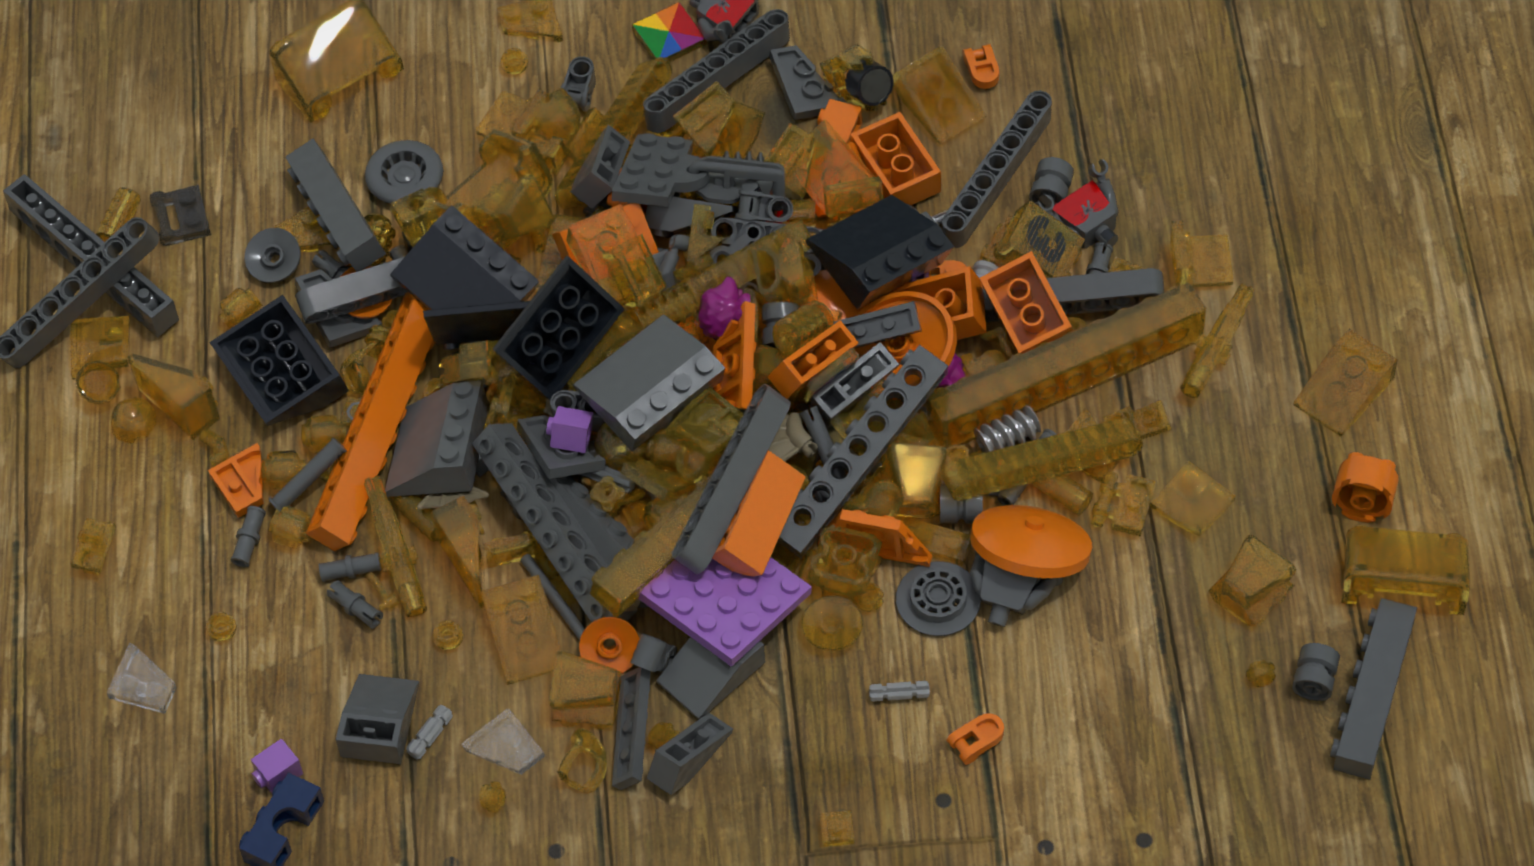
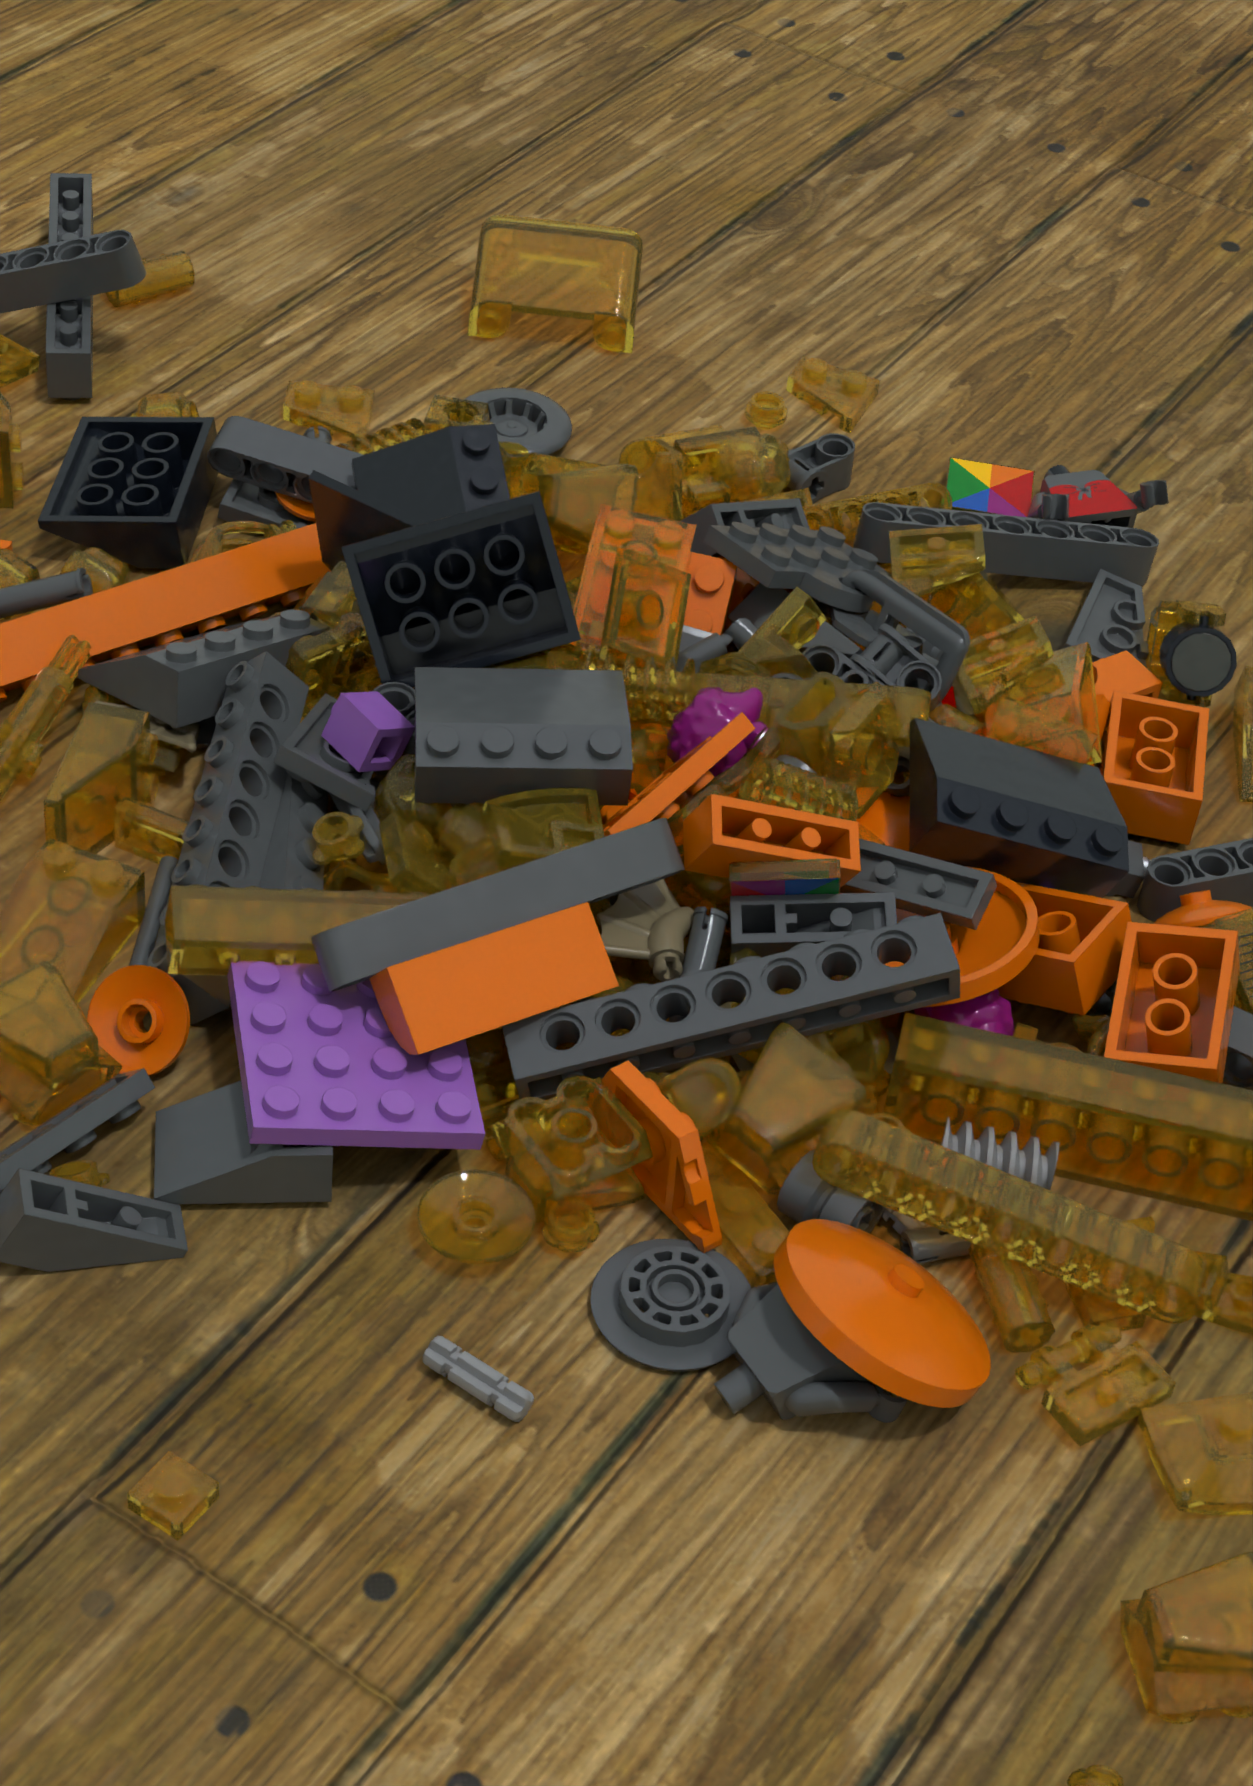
camera: 30 degrees right, 15 degrees down
(189, 211) = (228, 328): clear smoke plate -> none
(265, 246) = (266, 396): dark grey dish -> none
(335, 205) = (382, 388): dark grey brick -> none
(653, 653) = (176, 1062): dark grey piece -> none
(985, 236) = (1199, 910): none -> orange dish
(985, 729) = (548, 1537): orange plate -> none

